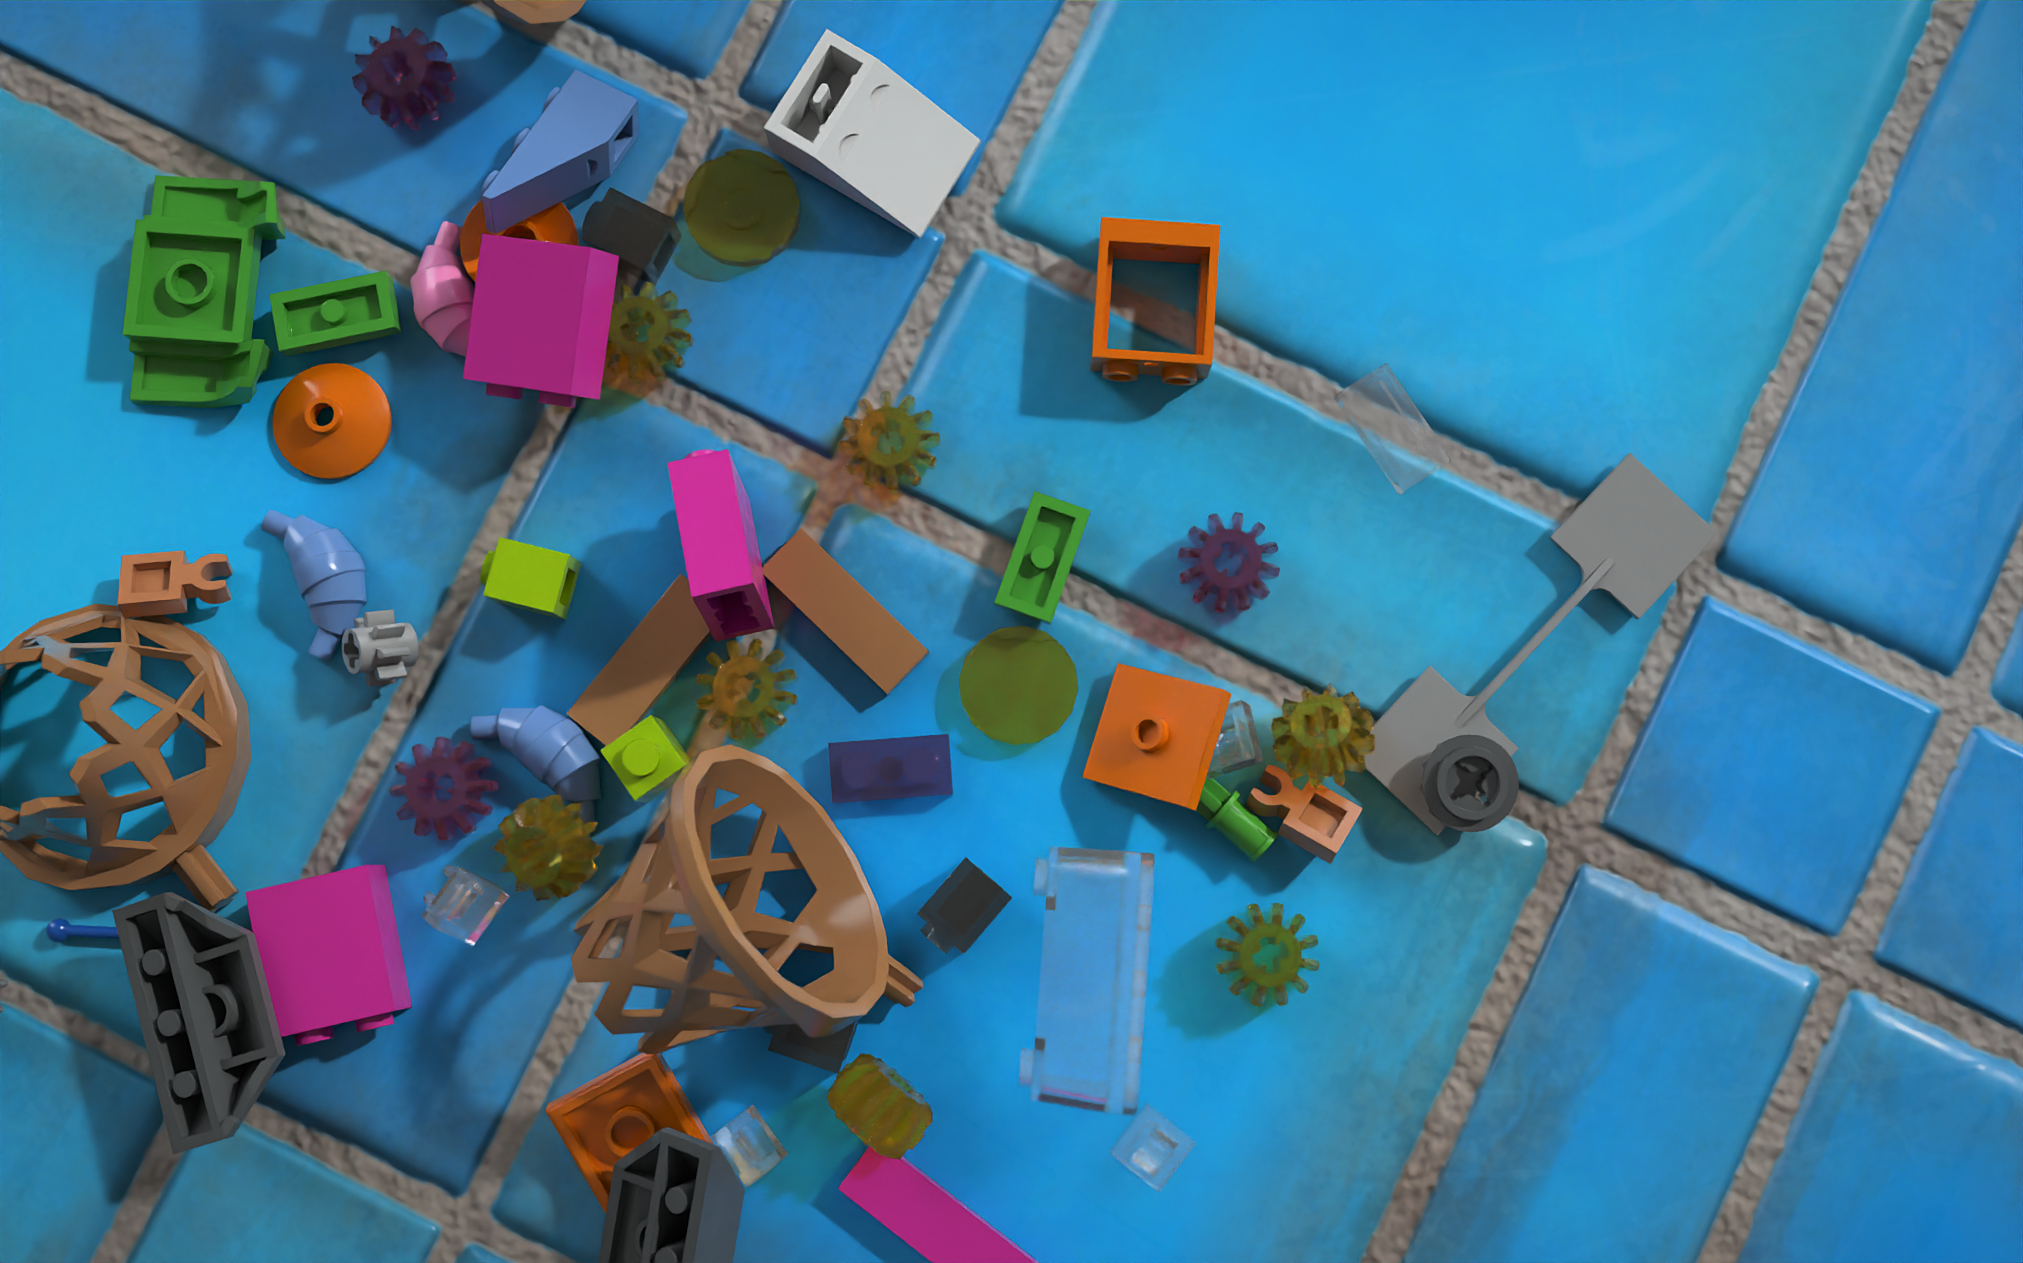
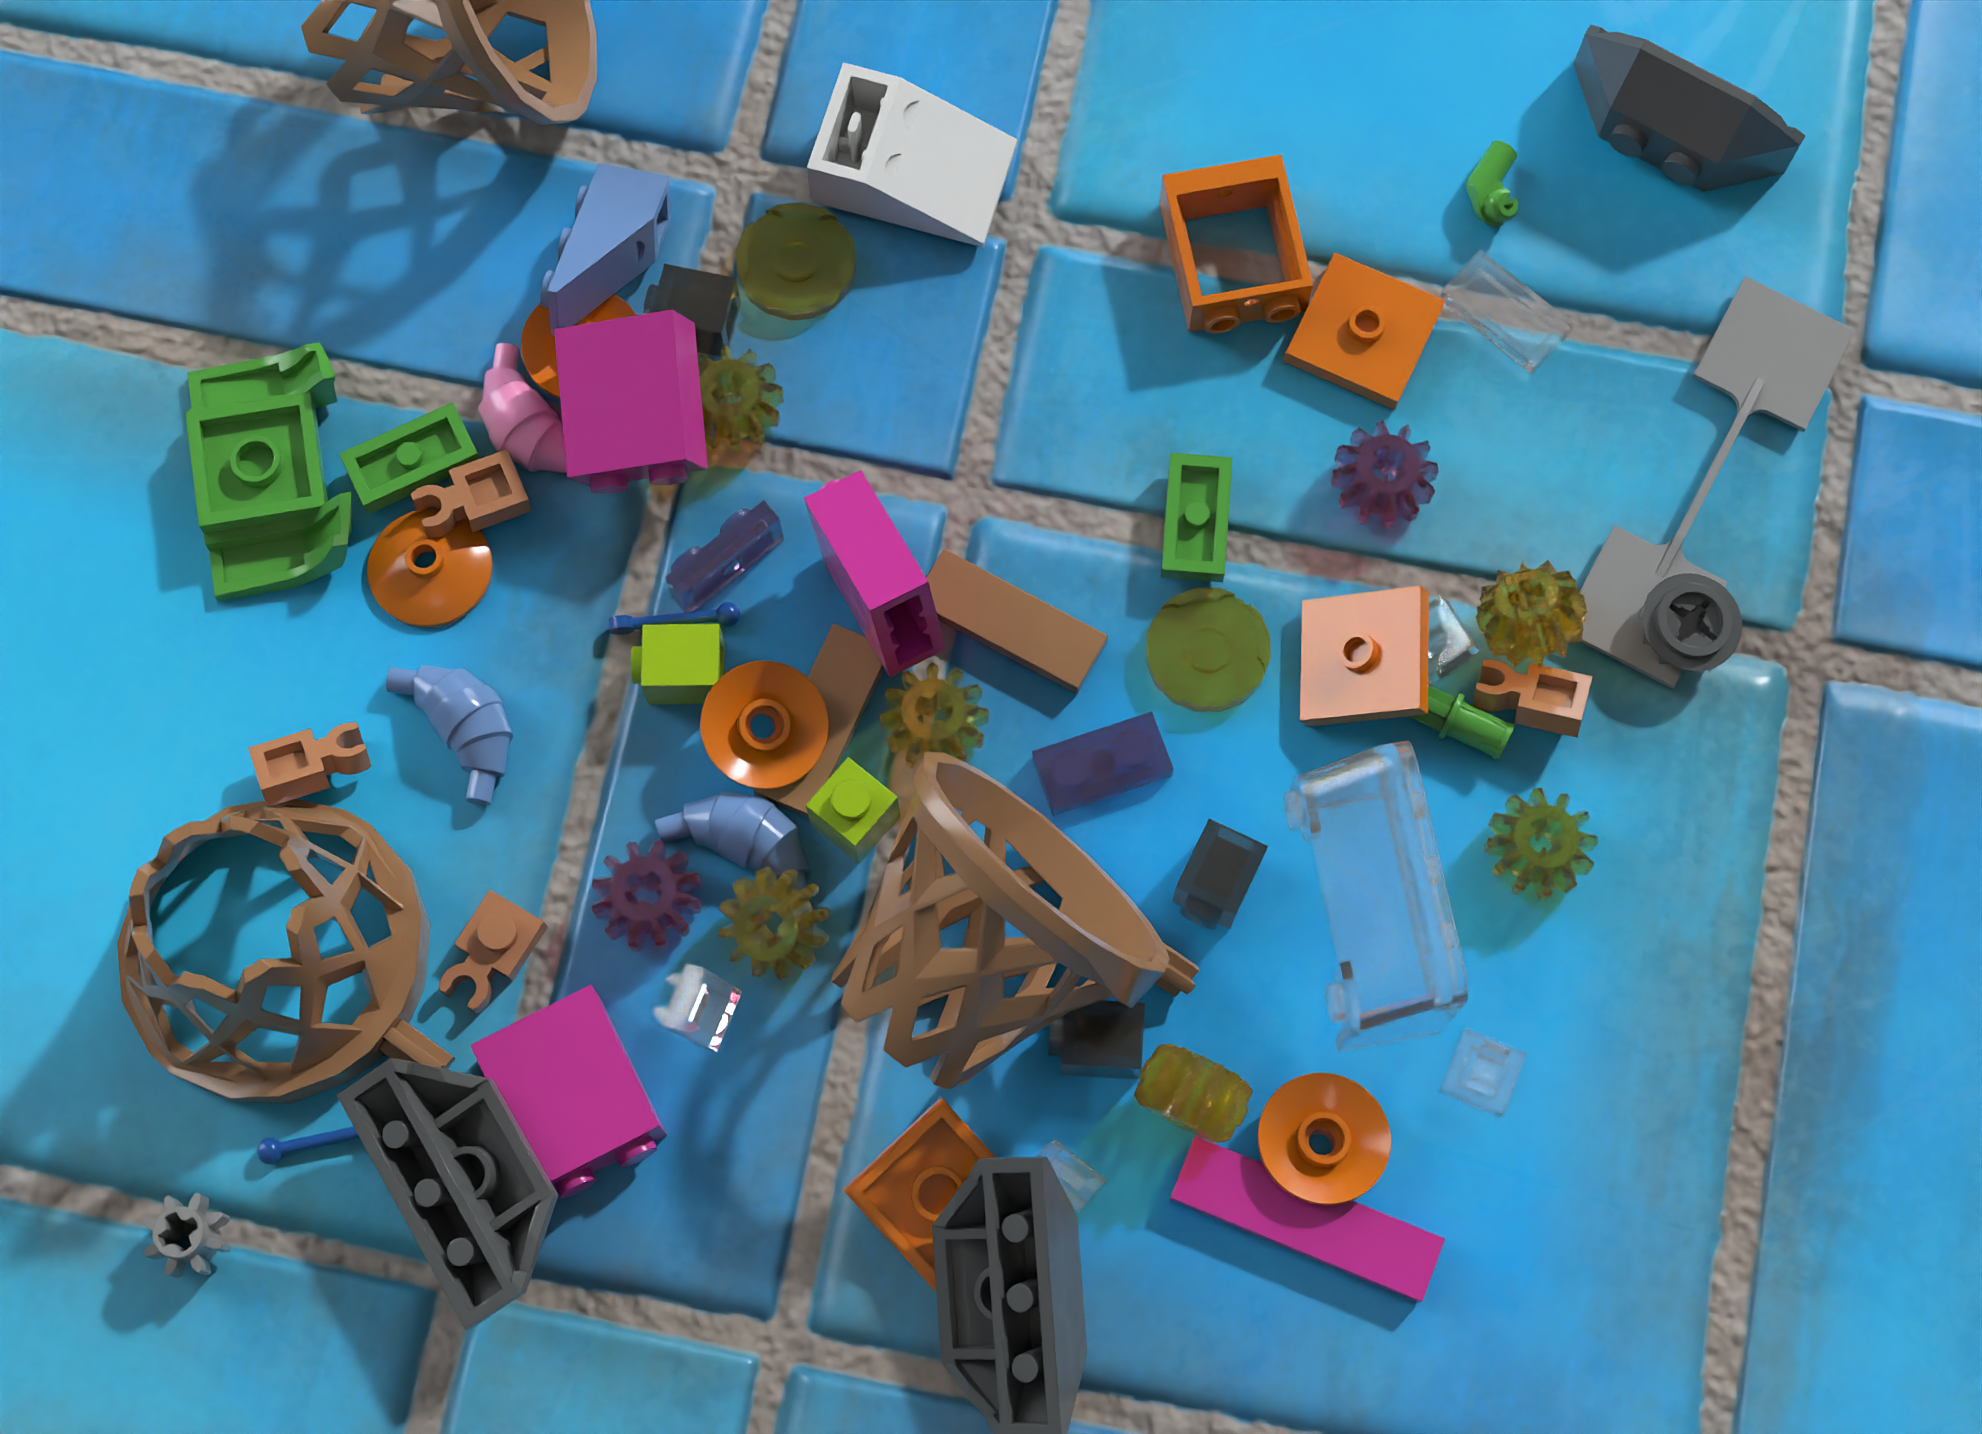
camera: 15 degrees left, 10 degrees down
(302, 794) = (496, 941): none -> nougat plate
(380, 647) = (543, 770): light grey gear -> none
(392, 366) = (481, 491): none -> nougat plate
(397, 59) = (402, 210): gear -> none
(574, 494) = (741, 543): none -> clear purple plate
(579, 689) = (791, 705): none -> orange dish
(587, 537) = (726, 614): none -> blue hinge
(881, 421) = (1033, 450): clear yellow gear -> none
(996, 1208) = (1342, 1113): none -> orange dish
(1253, 413) = (1364, 331): none -> orange plate
(1411, 303) = (1486, 187): none -> bright green arm
(1612, 279) = (1679, 114): none -> dark grey wedge

